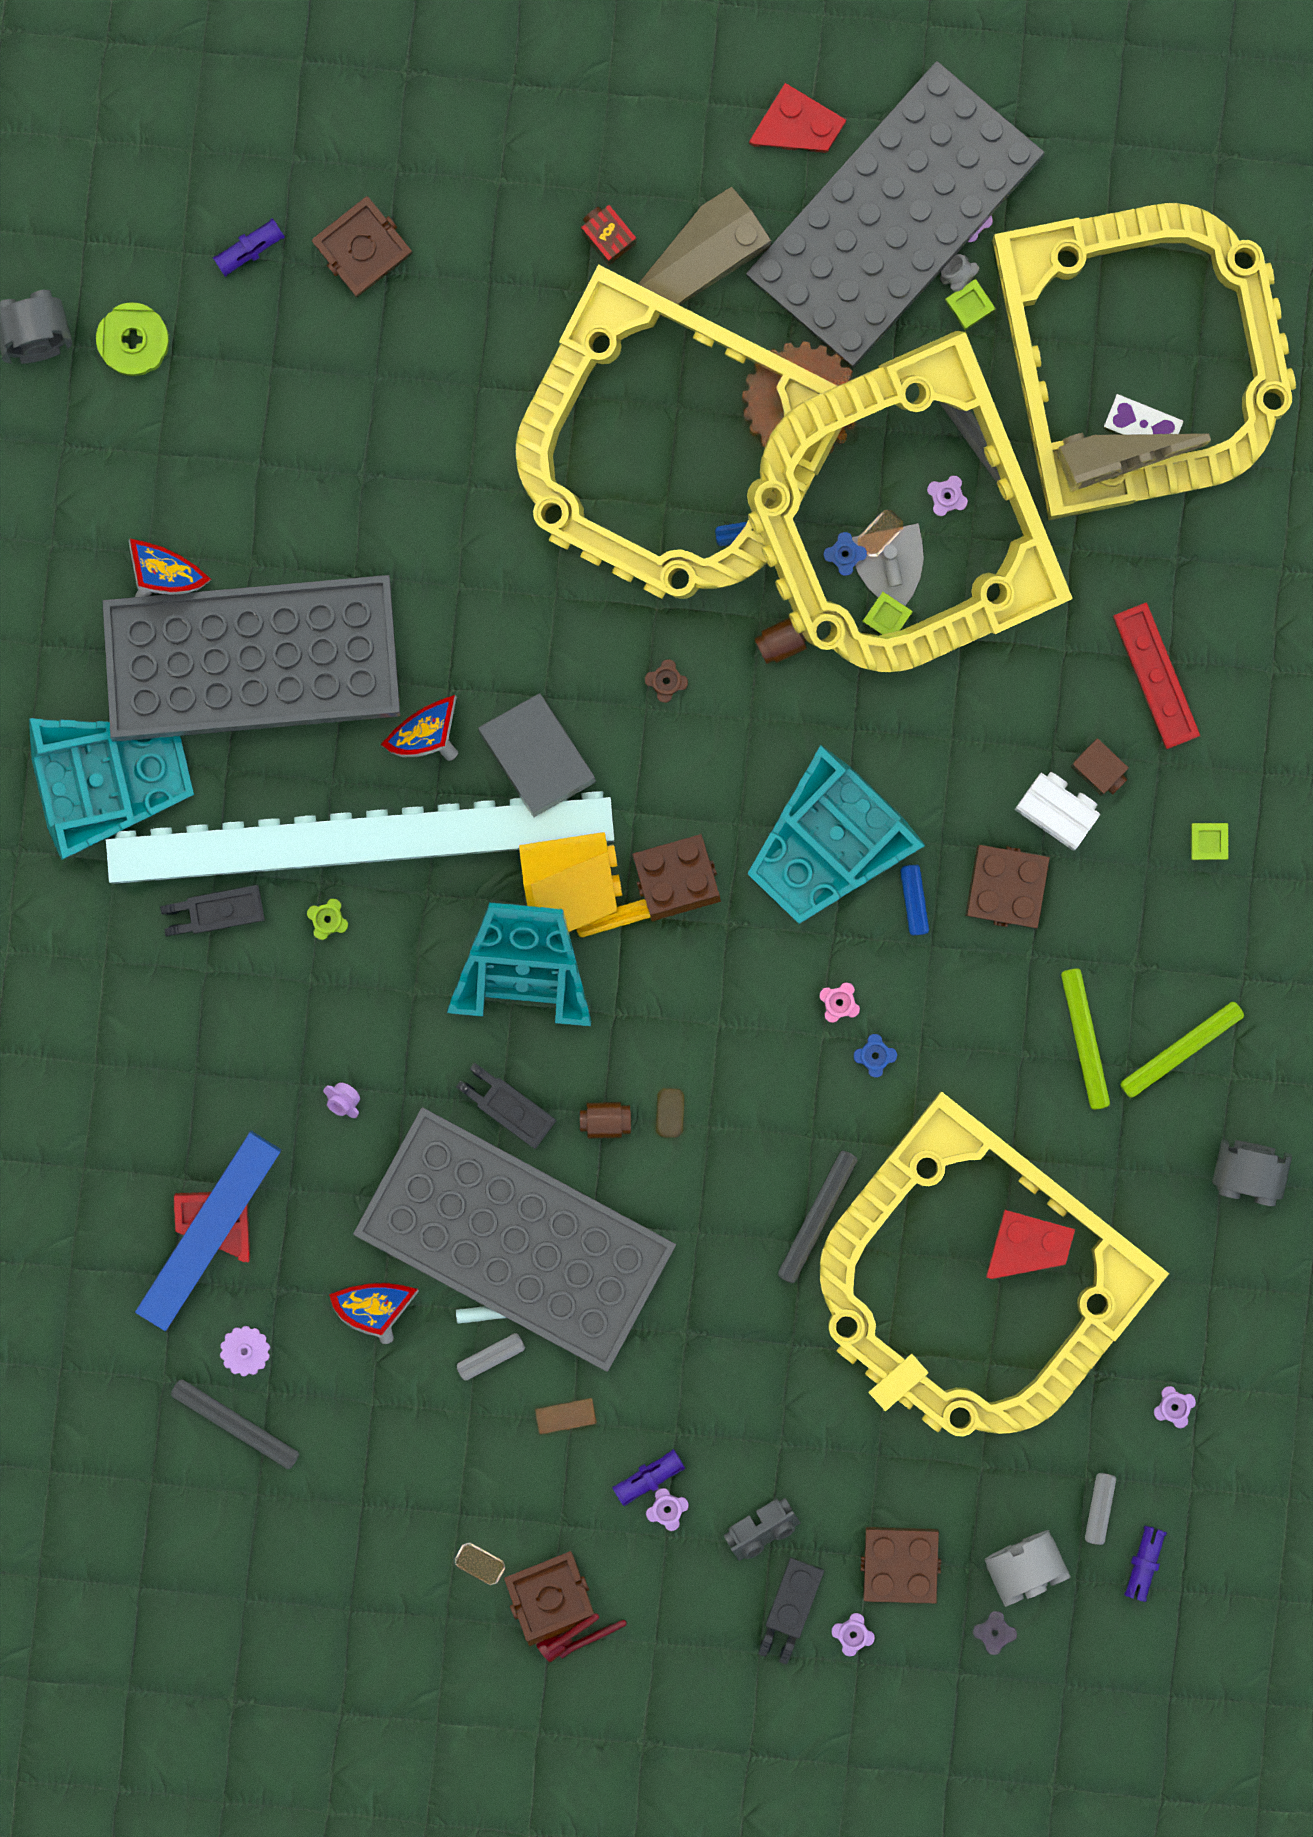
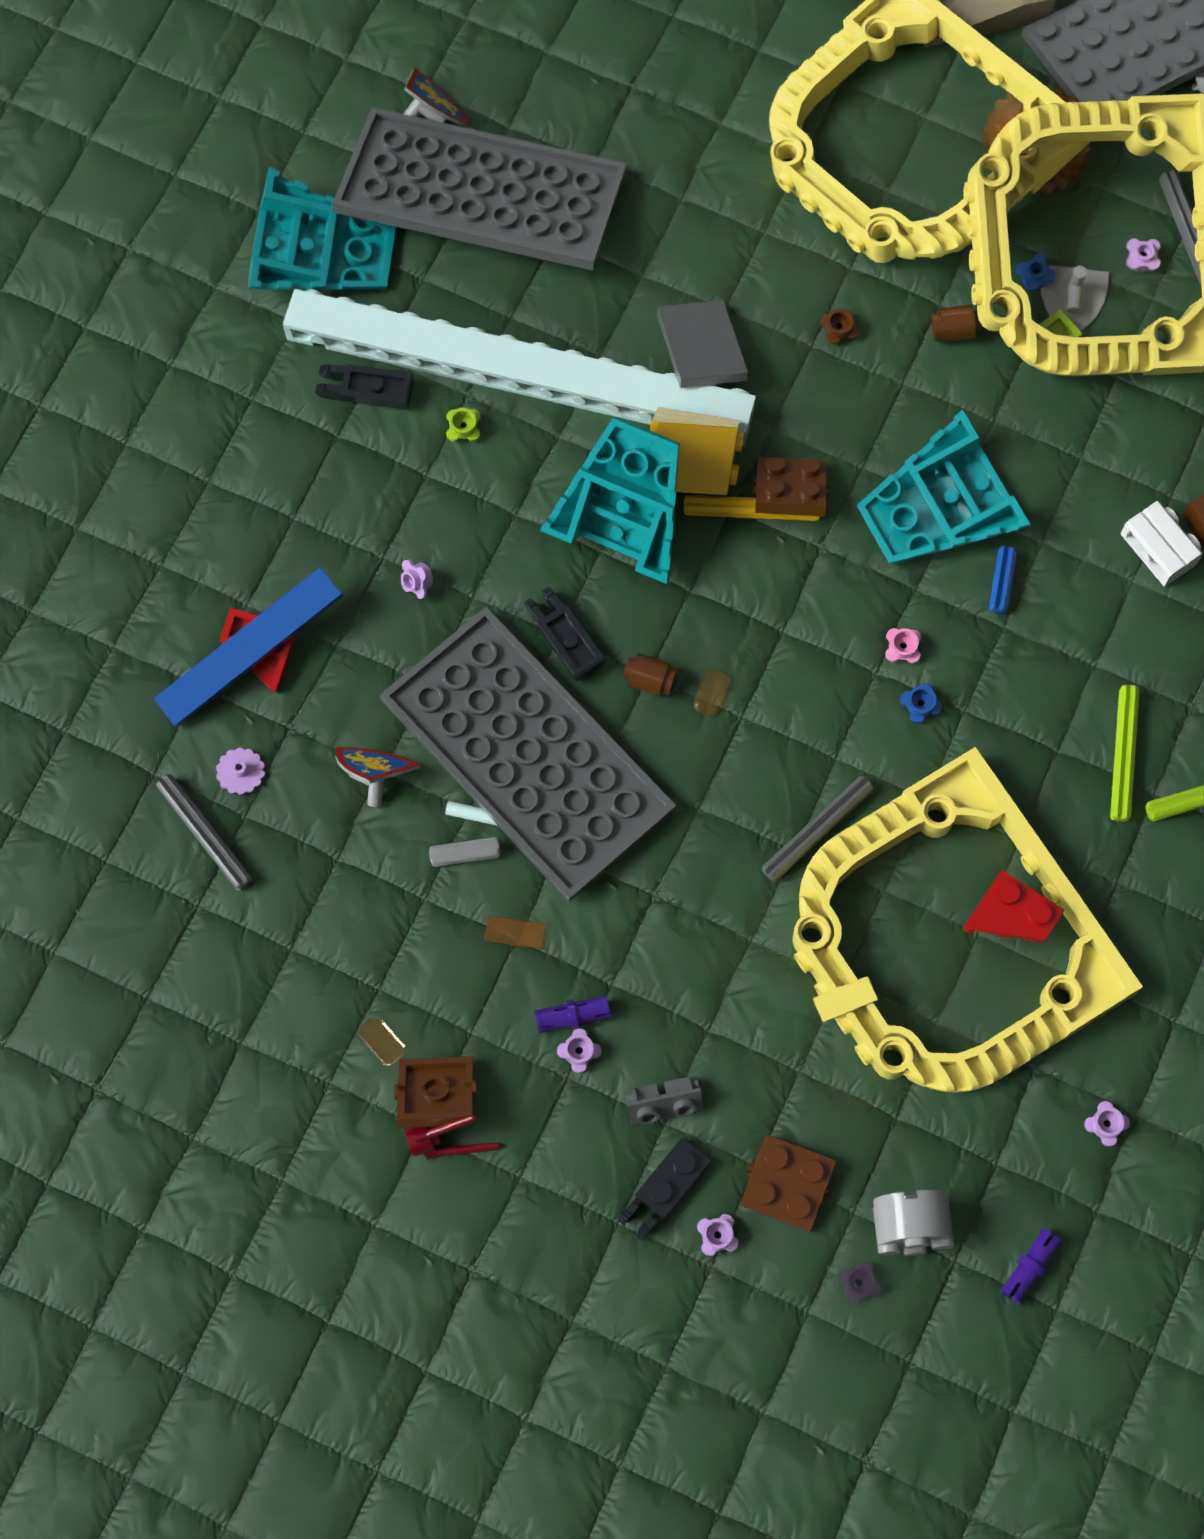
camera: 15 degrees right, 15 degrees down
(425, 732) = (610, 300): shield -> none
(880, 533) = (1065, 267): clear orange piece -> none
(1007, 886) = (1093, 595): reddish brown plate -> none
(1100, 1508) = (1002, 1197): light grey axle -> none

